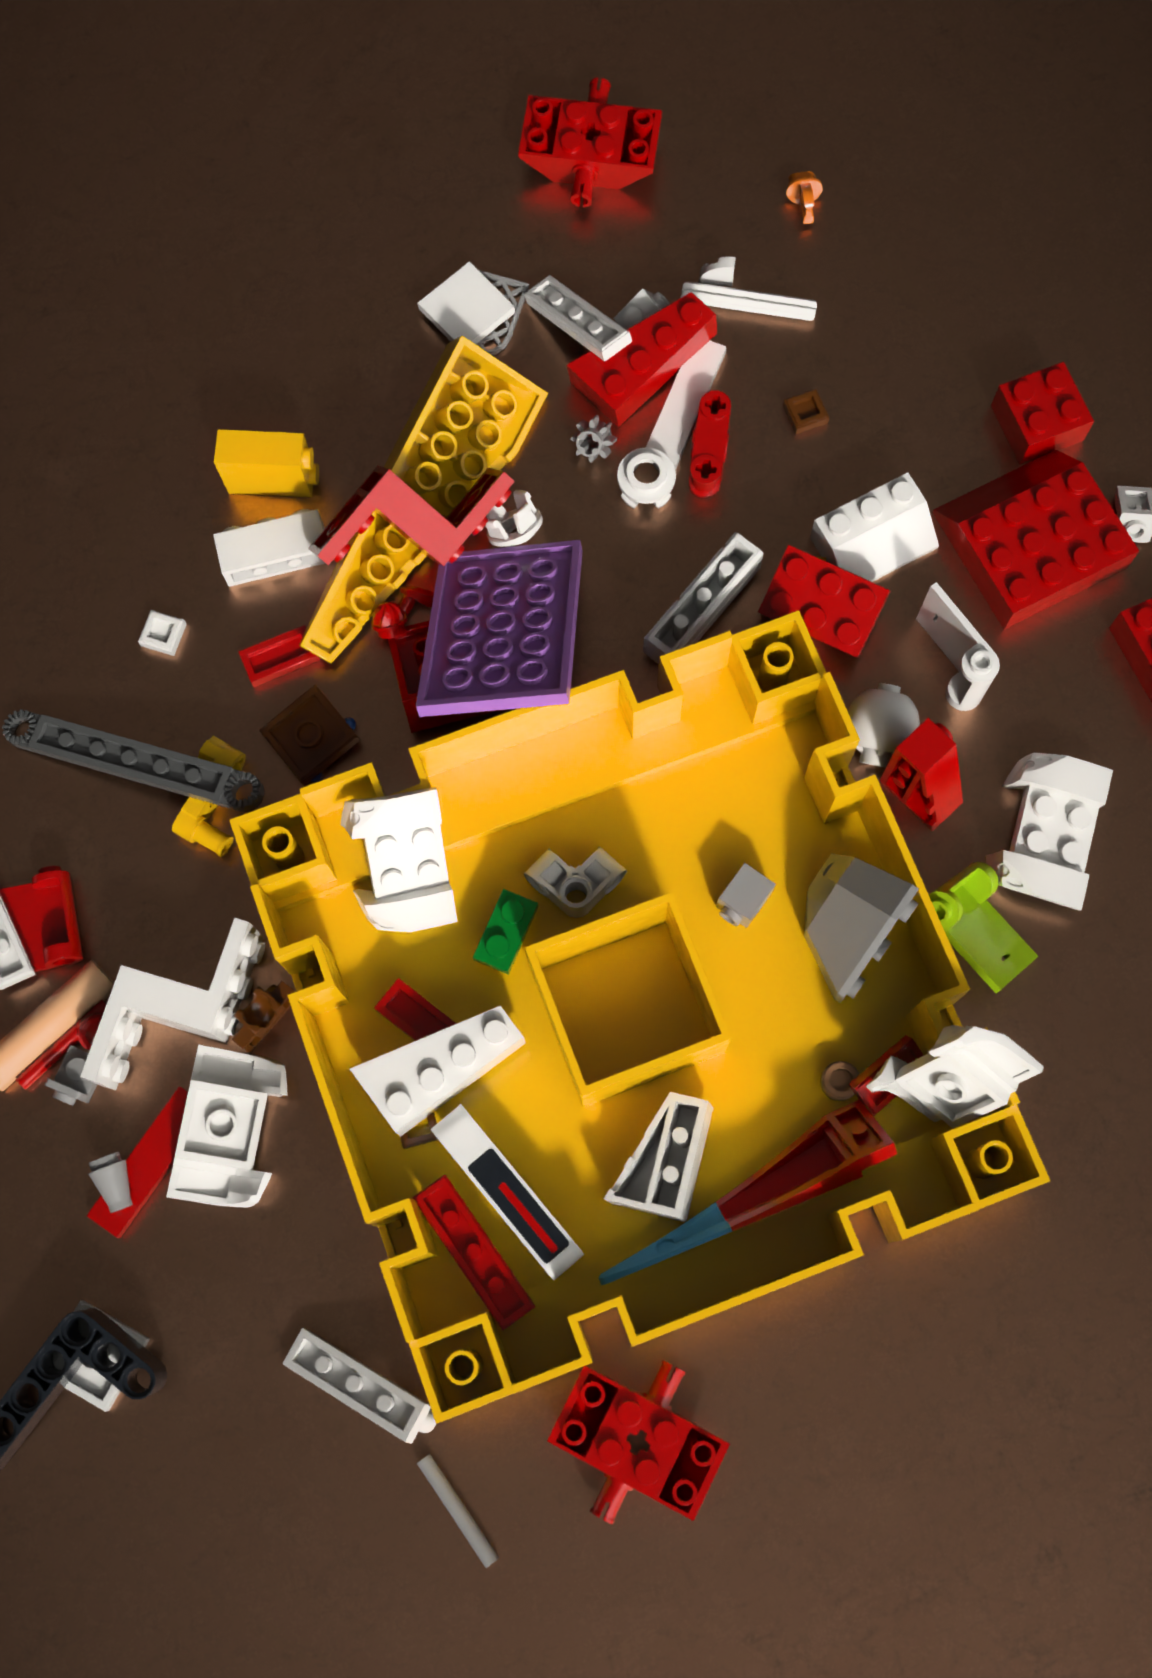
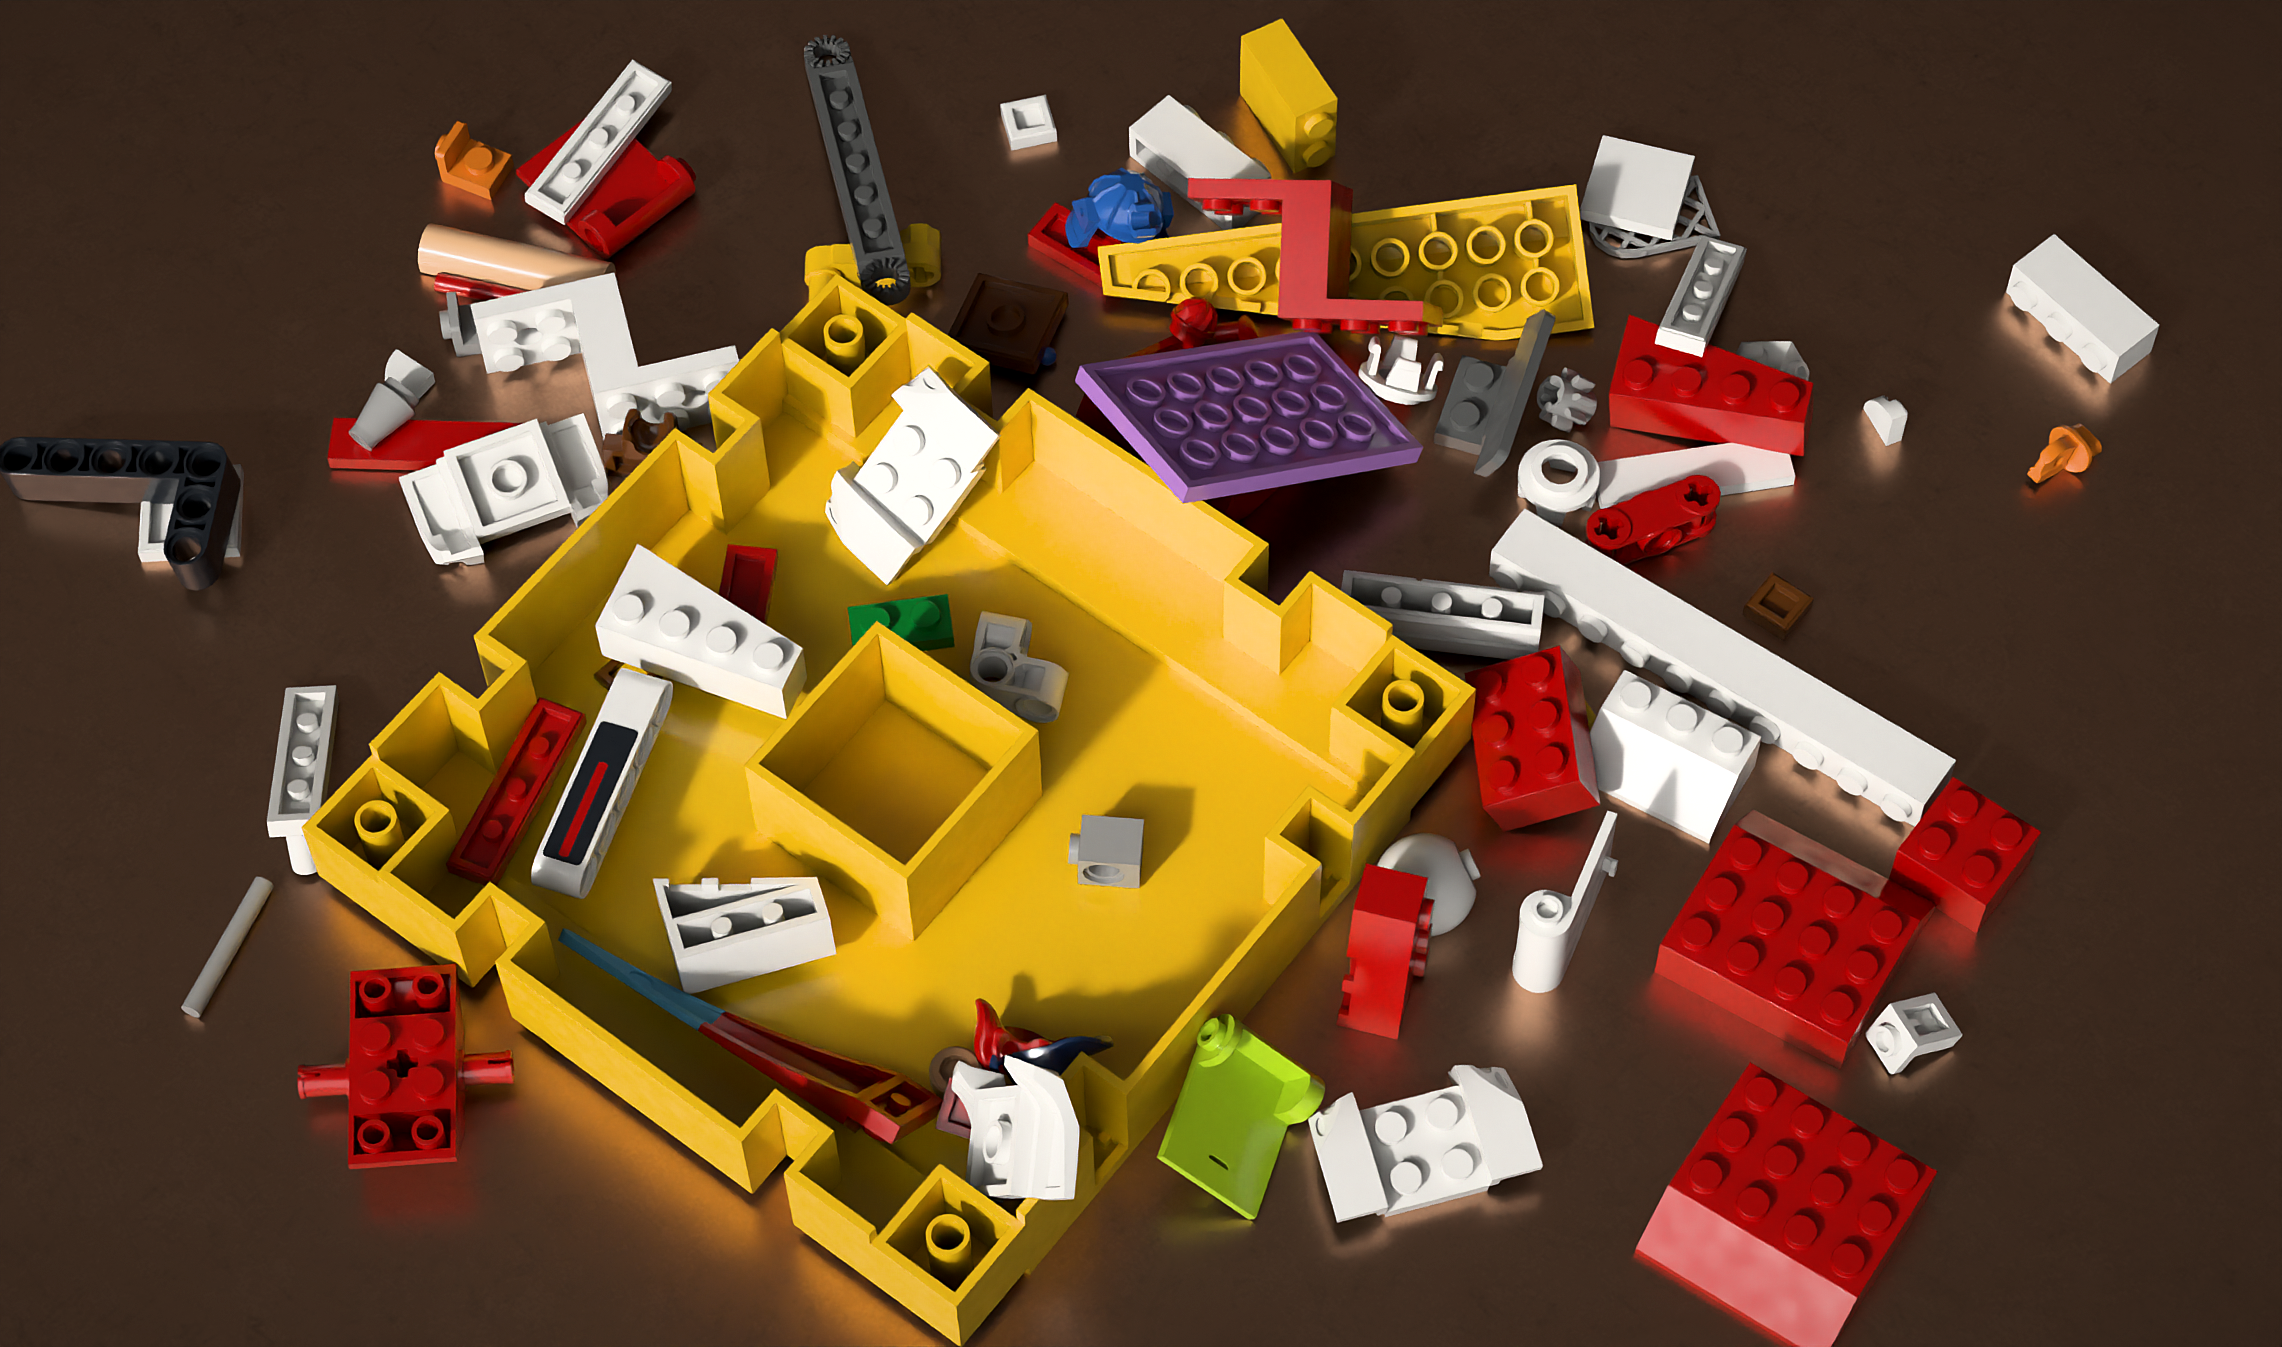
camera: 55 degrees right, 15 degrees down
(85, 1147) = (409, 373): none -> white tile
(280, 612) = (1123, 207): none -> blue helmet
(568, 479) = (1491, 398): none -> dark grey plate
(589, 141) = (1942, 185): red slope -> none
(717, 123) = (2082, 309): none -> white brick
(752, 301) = (1876, 470): white axle -> none
(831, 468) = (1722, 669): none -> white brick
(849, 916) = (1131, 961): light grey brick -> none
(866, 1025) = (995, 1041): none -> hair

